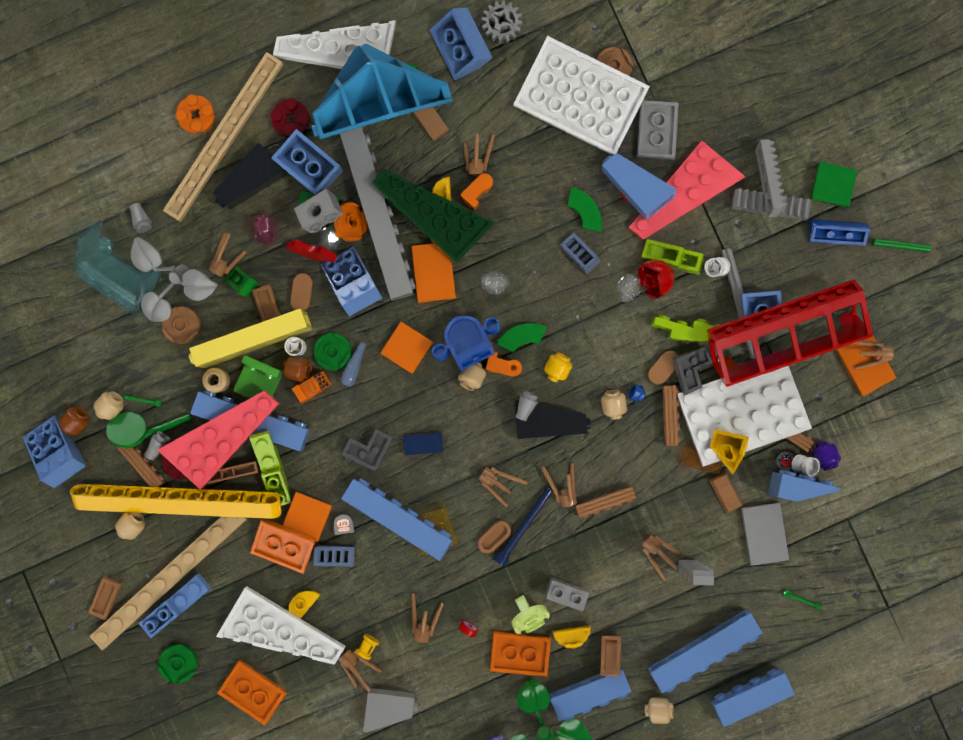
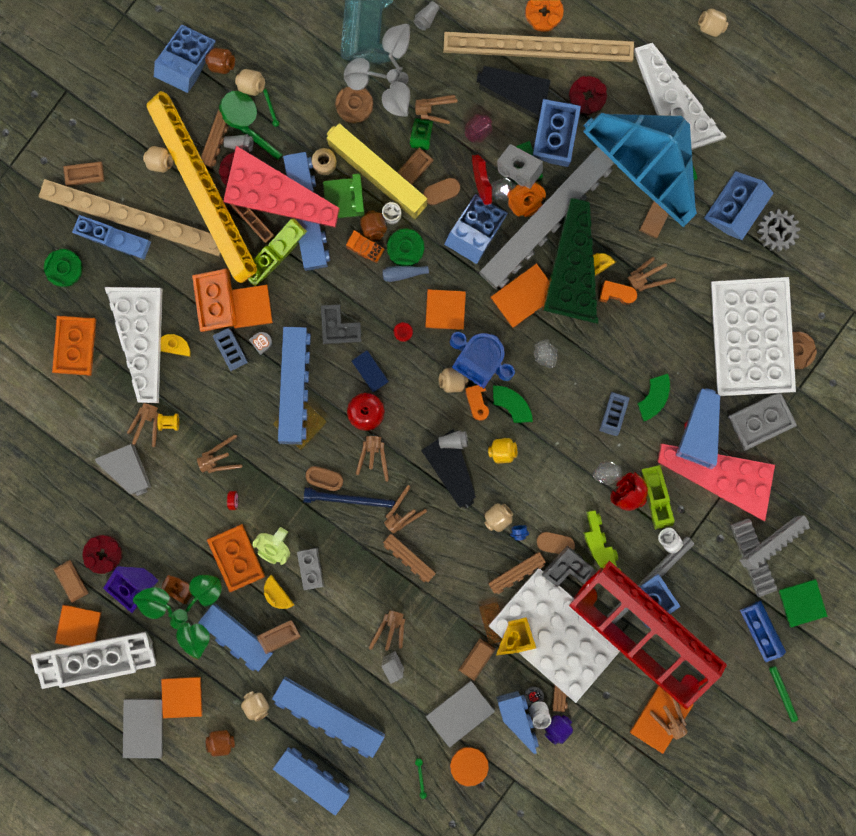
camera: 60 degrees right, 0 degrees up
(405, 395) = (403, 332): none -> red tile
(459, 458) = (372, 419): none -> red cylinder
(518, 722) = (177, 588): none -> dark orange bracket
(814, 551) = (469, 766): none -> orange tile

